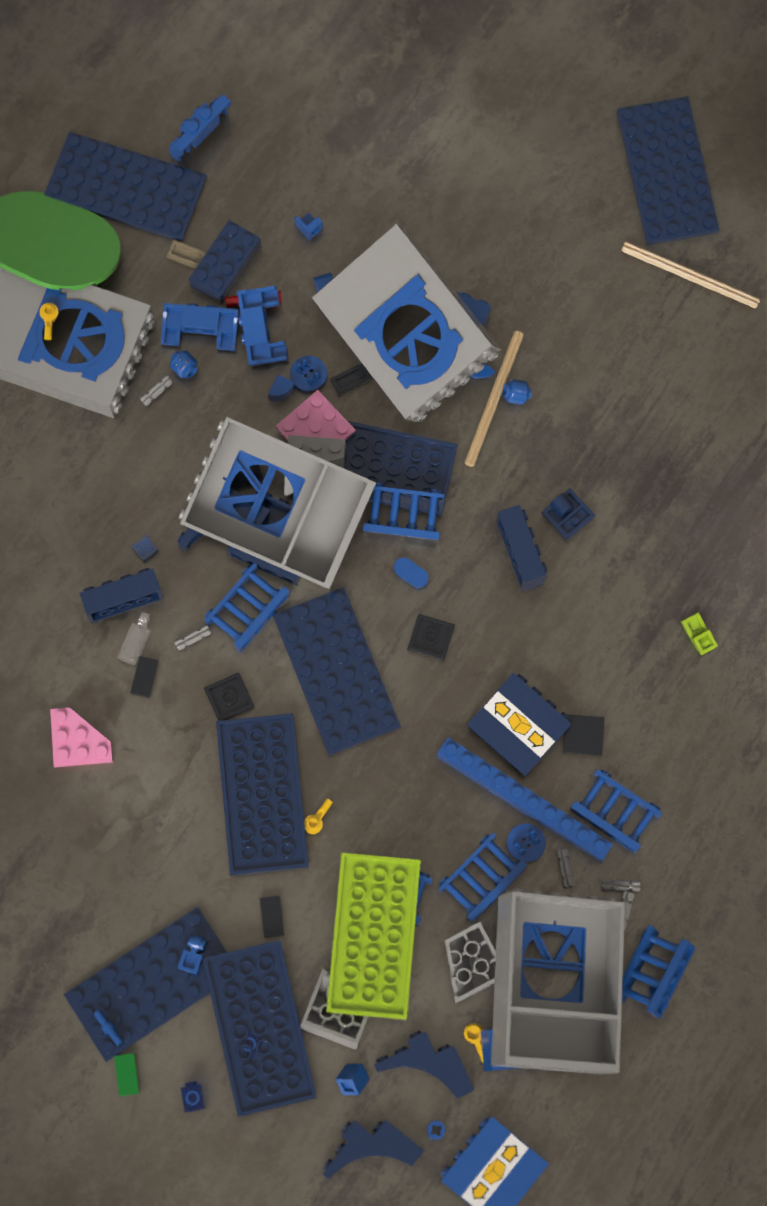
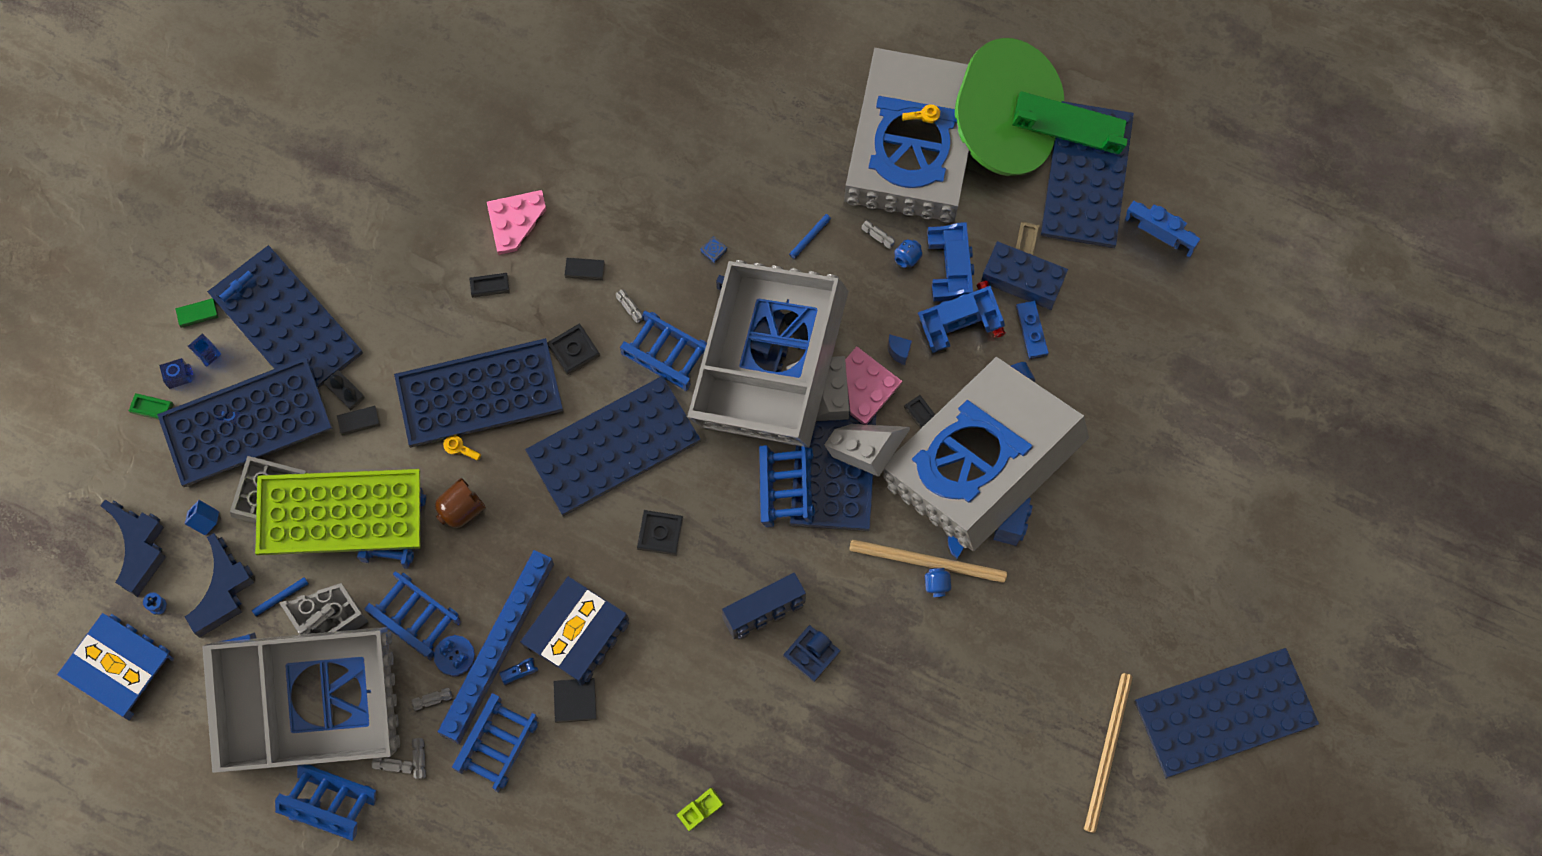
camera: 80 degrees right, 5 degrees down
(75, 188) = (1070, 123): none -> green bracket
(121, 595) = (659, 231): dark blue brick -> none
(135, 641) = (620, 255): clear plate -> none
(145, 453) = (808, 238): none -> blue bar
(146, 773) = (489, 285): none -> black tile
(174, 1065) = (204, 350): none -> clear blue brick
(190, 960) = (306, 348): blue plate -> none
(224, 1128) = (149, 406): none -> green tile
(236, 928) = (344, 390): none -> black tile
(279, 266) = (1032, 329): none -> blue plate
(303, 367) = (915, 379): blue plate -> none
(309, 225) = (1082, 350): blue panel -> none
(379, 822) = (458, 505): none -> reddish brown cylinder
(380, 429) = (866, 445): none -> light grey wedge
(411, 572) = (725, 503): blue tile -> none
(444, 1007) = (280, 596): none -> blue bar
(473, 1035) = (253, 626): yellow plate -> none
(481, 964) = (316, 620): none -> light grey axle
(550, 787) = (514, 672): none -> blue bar

